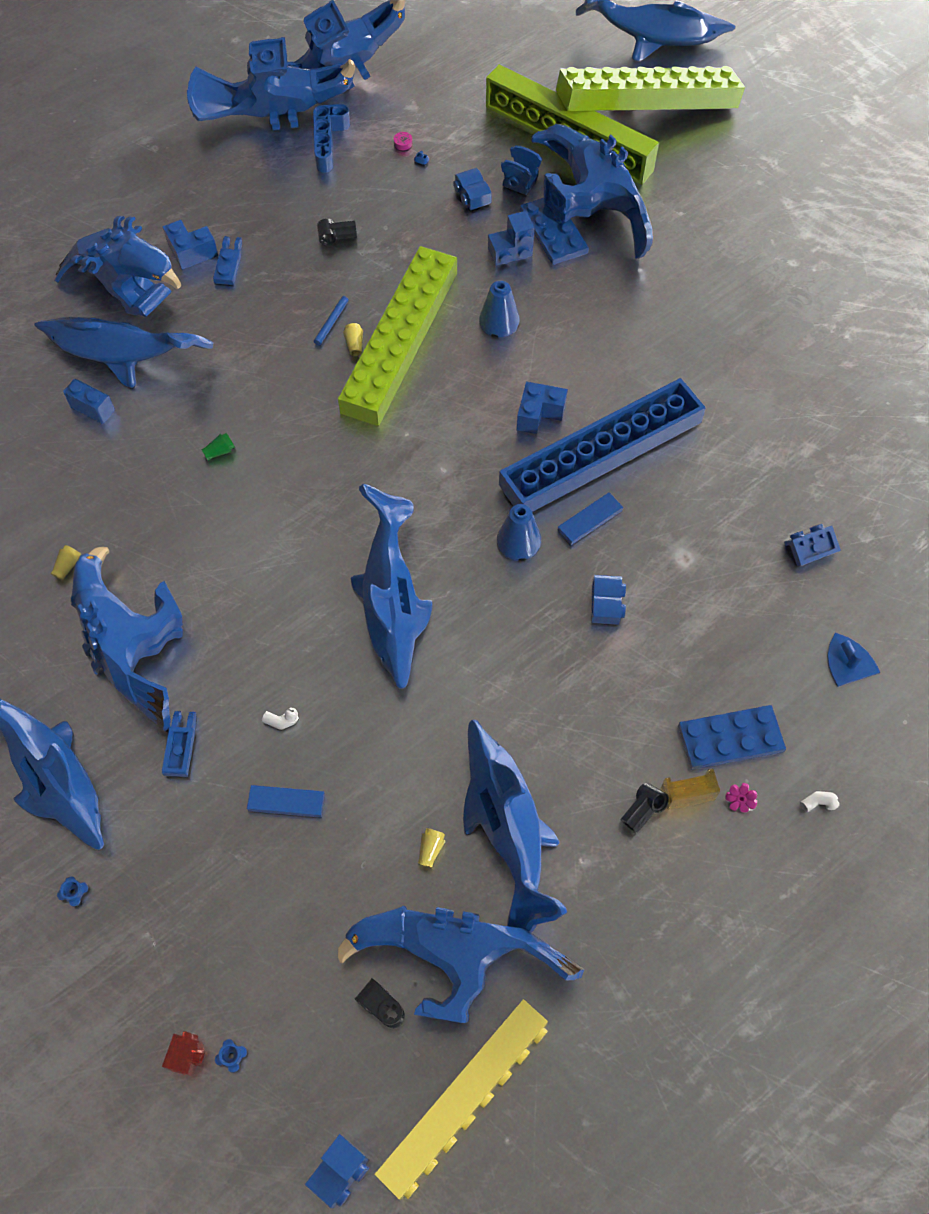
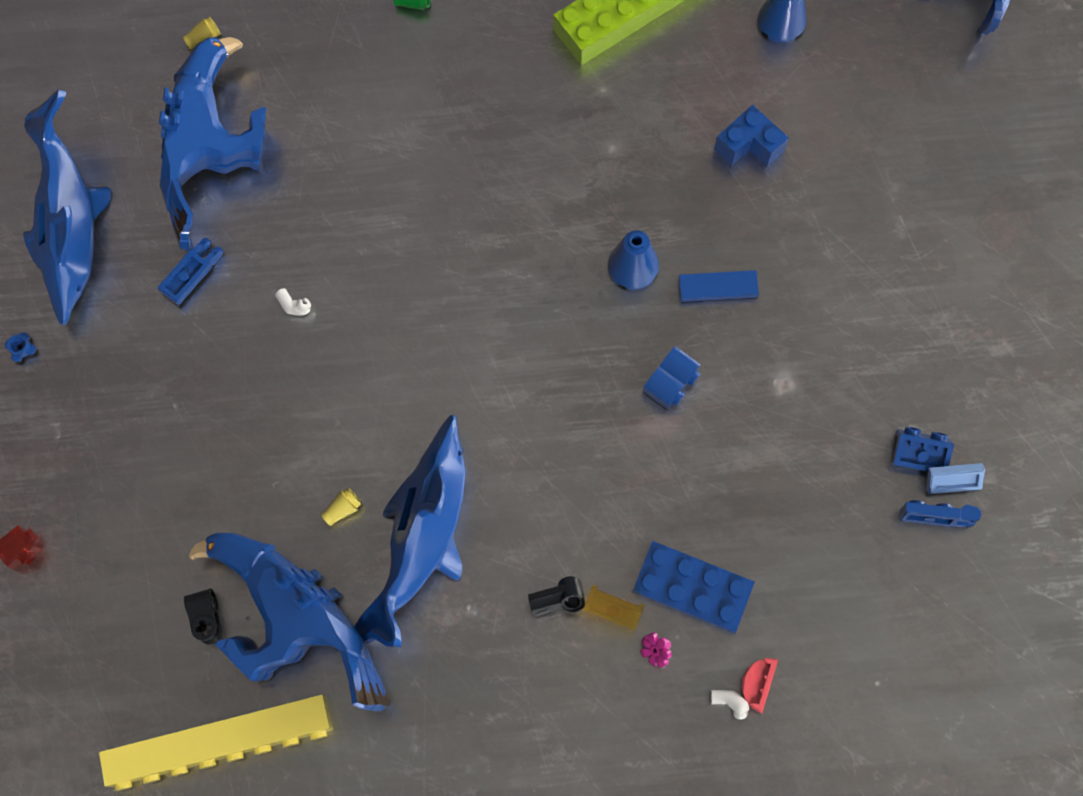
camera: 35 degrees right, 10 degrees up
(223, 1056) = (48, 571): blue plate -> none
(286, 801) = (247, 382): blue tile -> none
(339, 1169) = (75, 728): blue brick -> none
(389, 598) = (461, 250): blue animal -> none
(602, 446) = (784, 218): blue brick -> none
(828, 775) = (757, 683): none -> coral plate
(848, 549) = (955, 478): none -> light blue tile
(849, 661) = (869, 589): blue shield -> none
(857, 579) = (939, 514): none -> blue hinge

